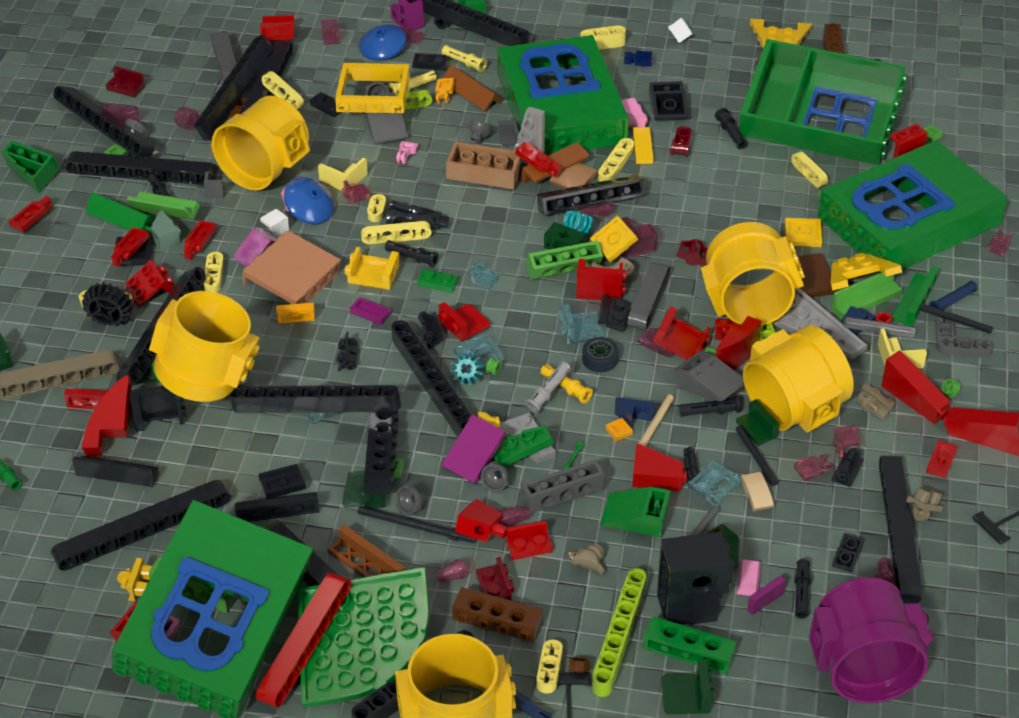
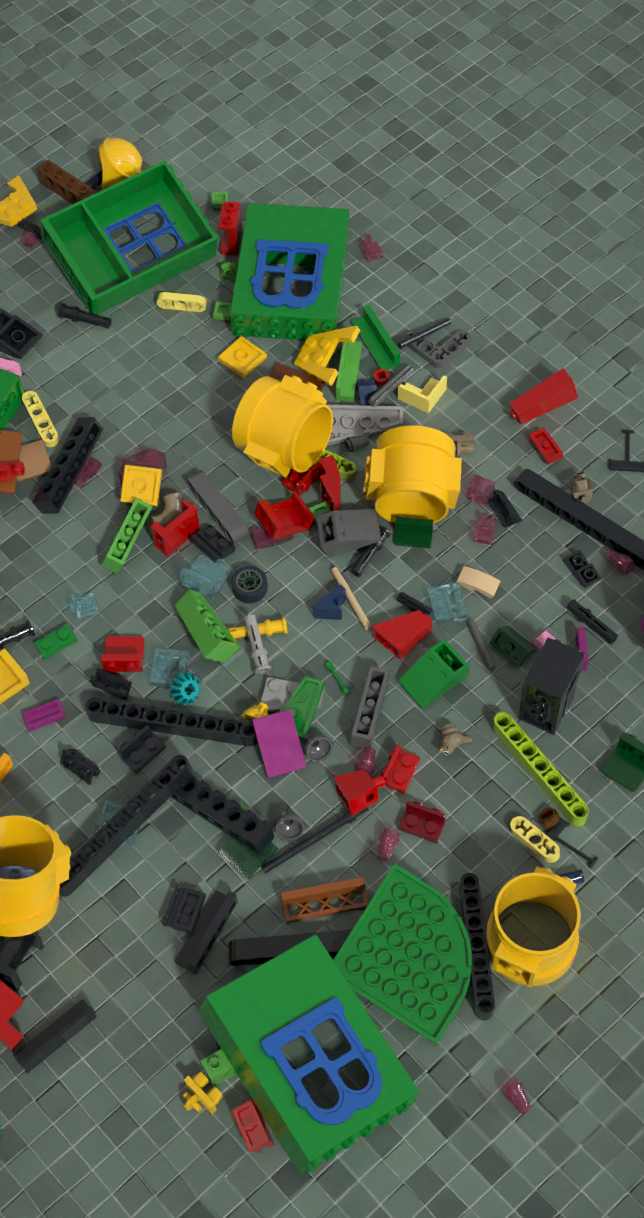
camera: 50 degrees left, 15 degrees up
(136, 526) = (139, 1055): black beam -> none
(303, 640) = (385, 1001): red beam -> none
(395, 374) = (140, 749): none -> black bracket
(493, 366) = (195, 666): bright green bush -> none
(497, 614) = (480, 821): reddish brown brick -> none
(531, 349) = (206, 627): none -> bright green wedge
(562, 236) = (101, 519): dark green brick -> none
(578, 221) = (93, 495): teal gear -> none
(619, 429) = (336, 627): light orange tile -> none
(642, 145) = (44, 389): yellow tile -> none
(681, 141) = (67, 359): dark red piece -> none
(689, 644) = (566, 750): green brick -> none
(693, 255) = (200, 444): dark red piece -> none
(756, 455) = (441, 556): black bar -> none
(888, 49) = (118, 161): none -> yellow piece
(914, 388) = (471, 411): red slope -> none
(950, 387) = (480, 388): bright green plate -> none
(954, 296) = (398, 318): dark blue pin -> none

